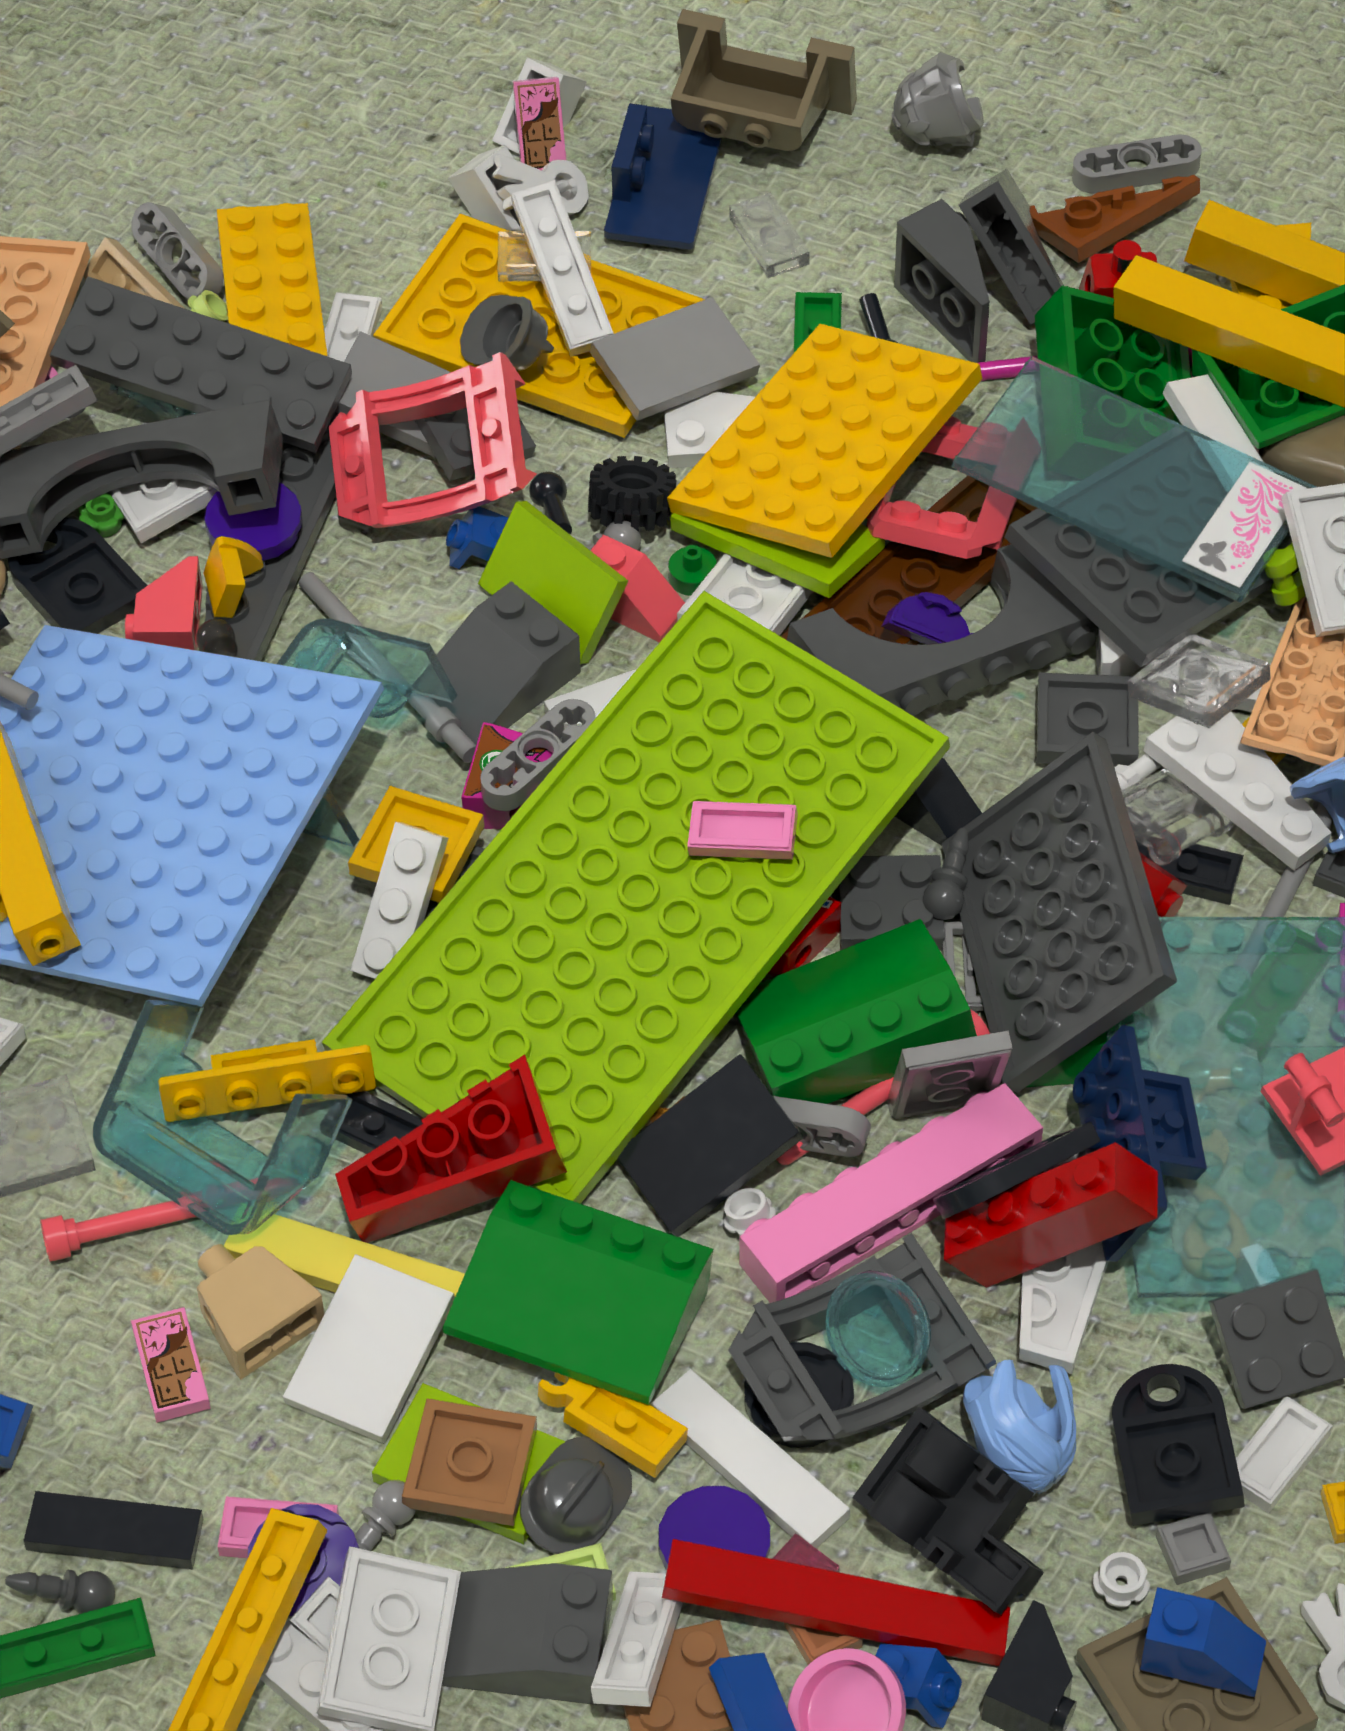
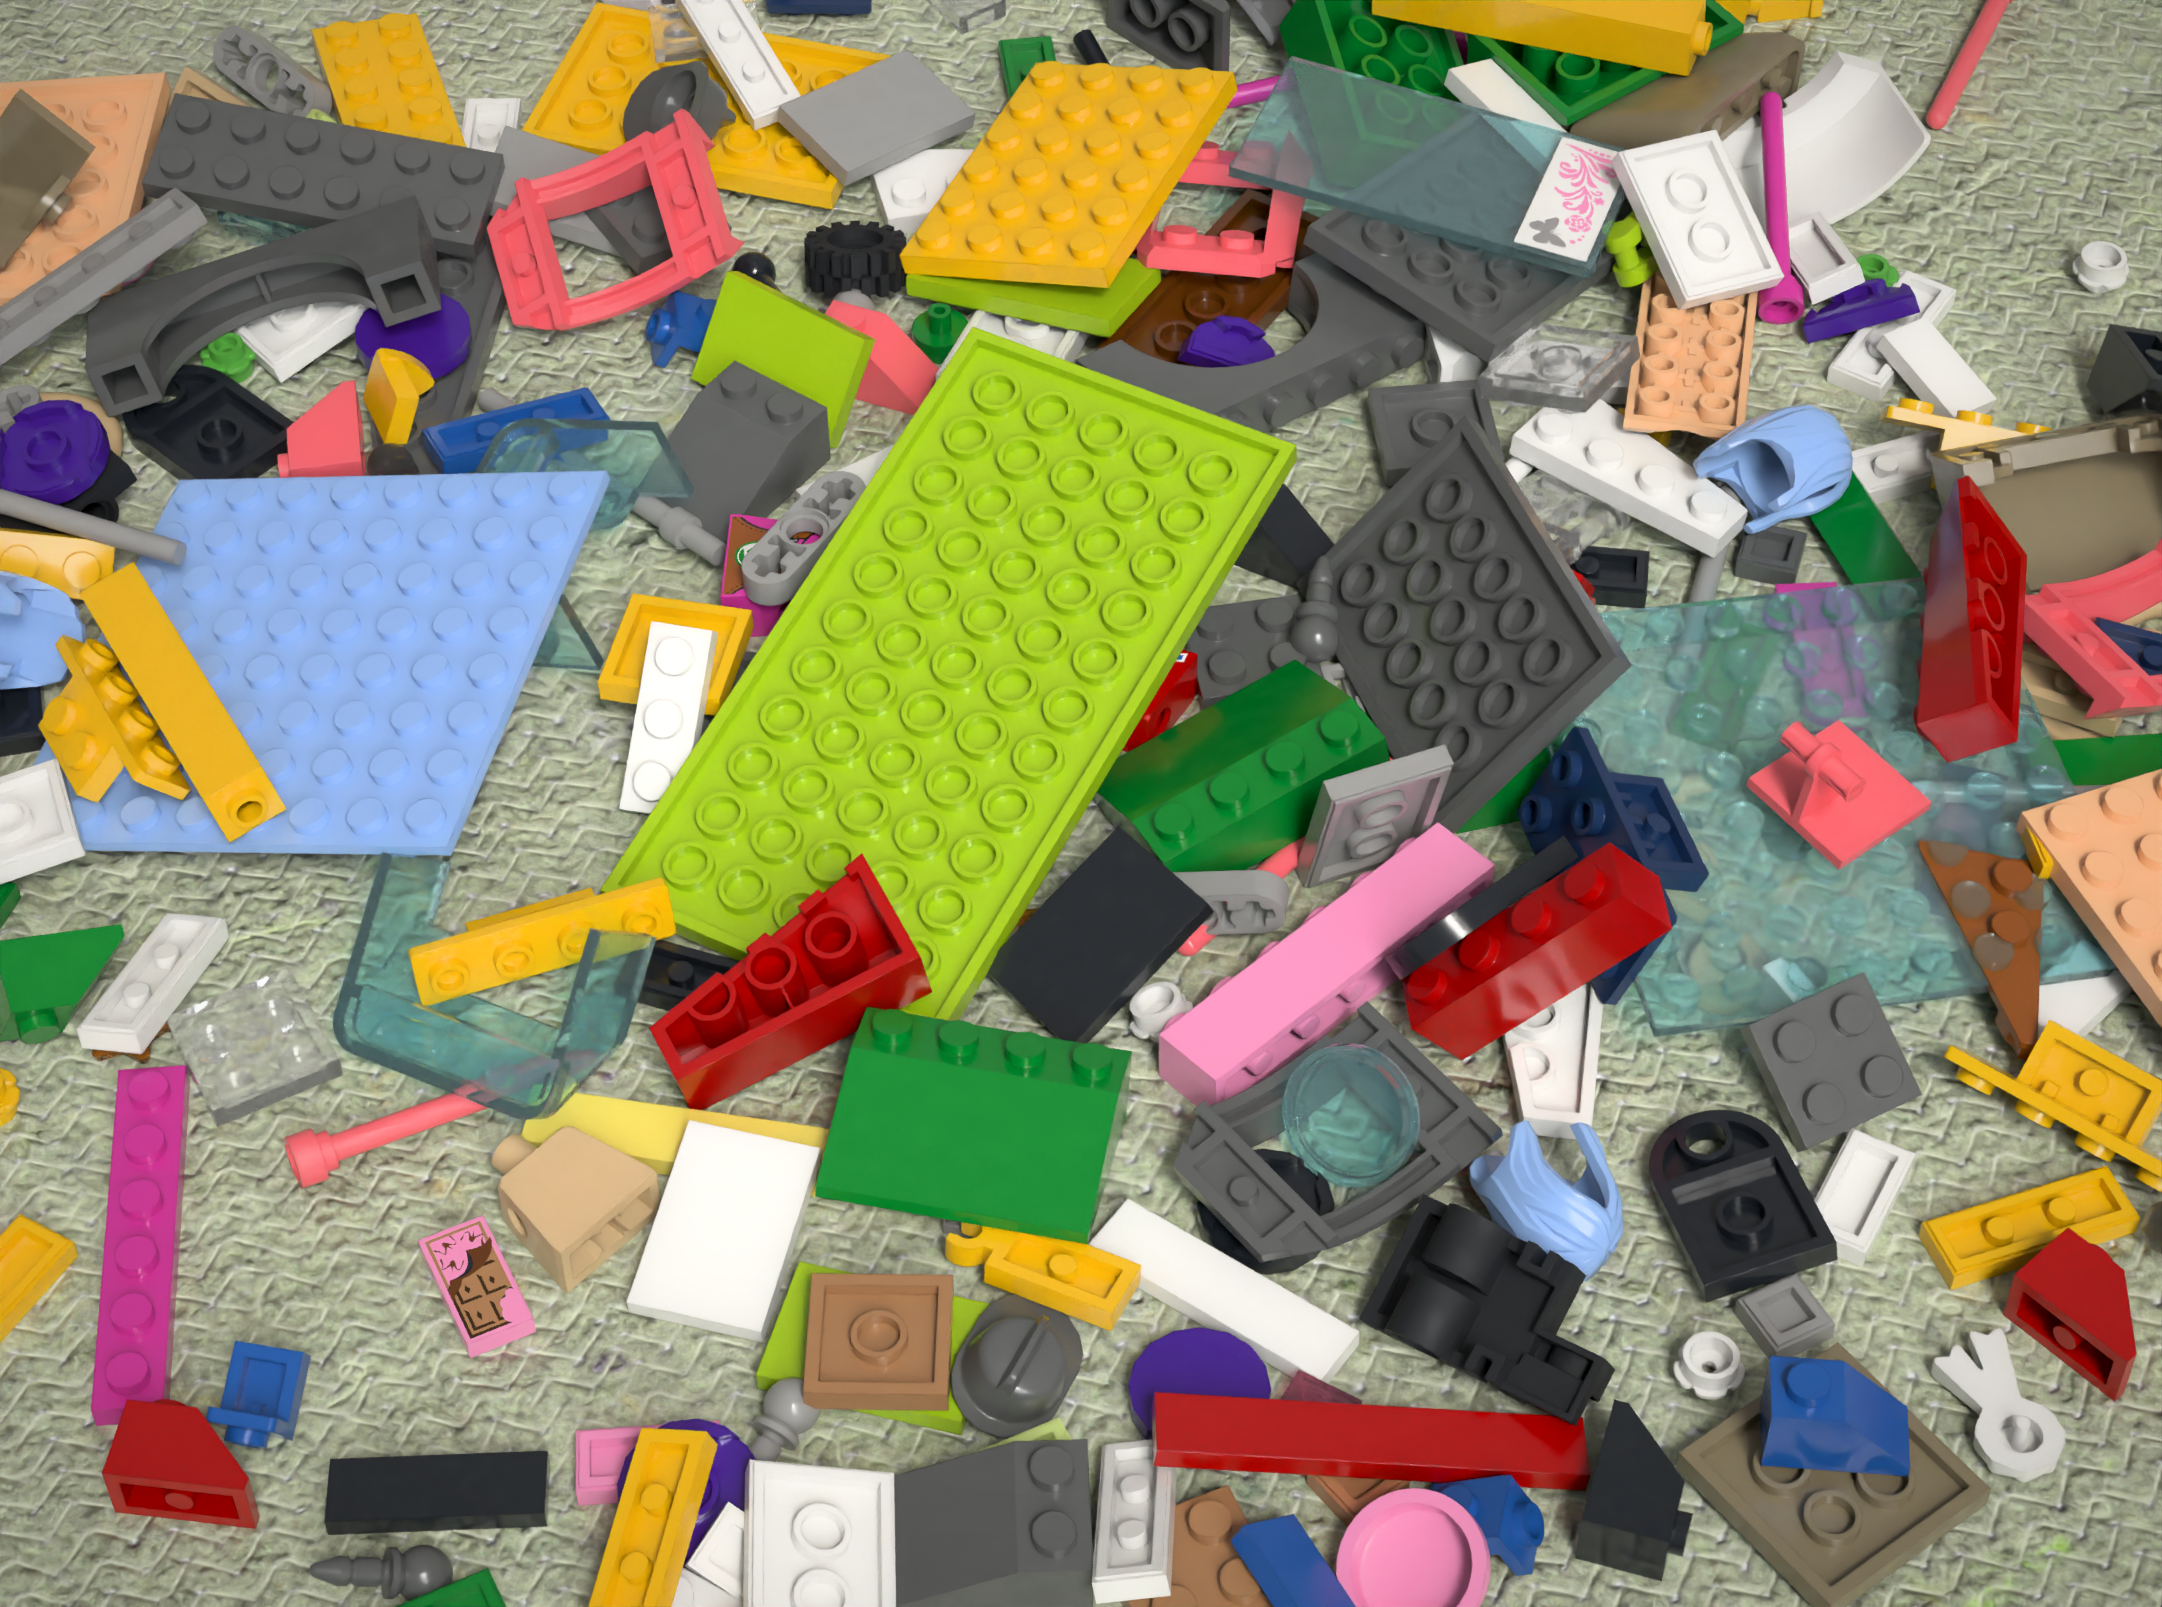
camera: 10 degrees left, 5 degrees down
(277, 625) = (462, 443): none -> blue tile
(742, 830) = (1071, 578): bright pink tile -> none

